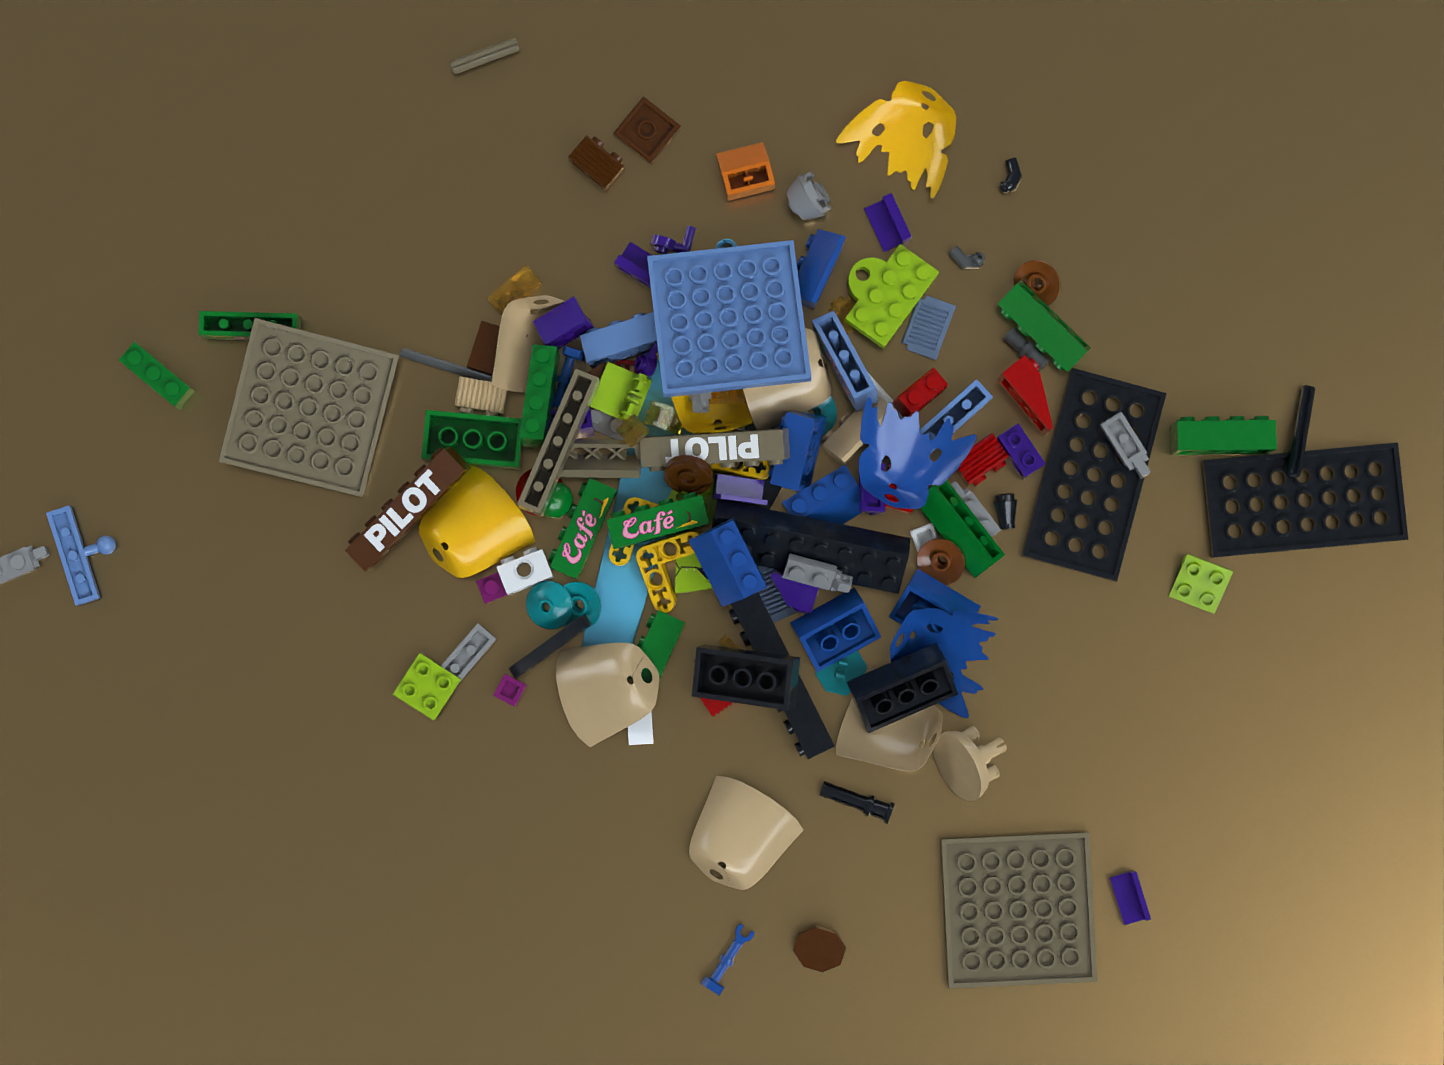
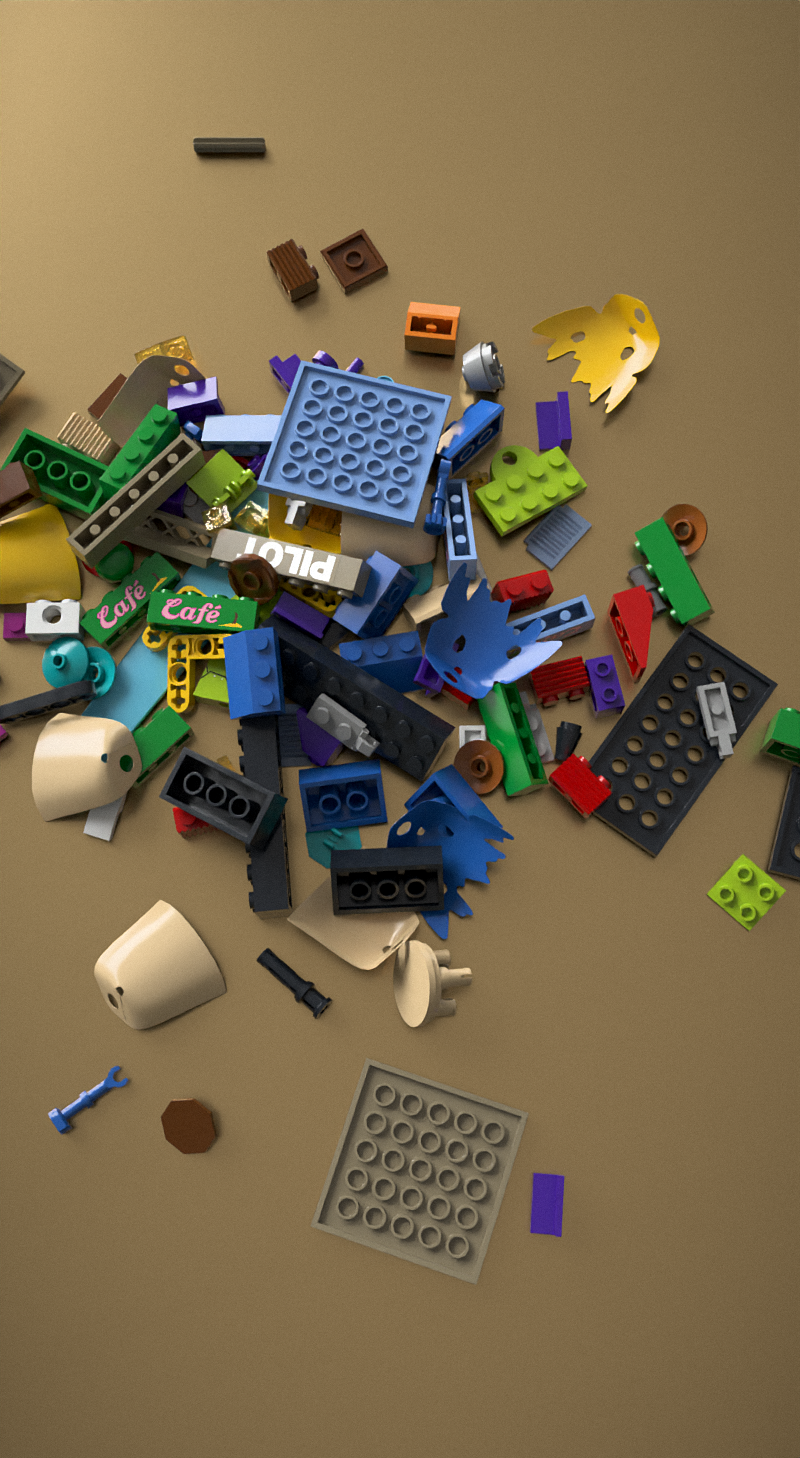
camera: 25 degrees right, 10 degrees down
(445, 365) = (61, 397): dark grey piece -> none
(825, 367) = (434, 523): none -> blue piece
(967, 261) = (618, 486): dark grey arm -> none
(1013, 178) = (696, 424): black arm -> none
(1032, 547) = (580, 785): none -> red brick

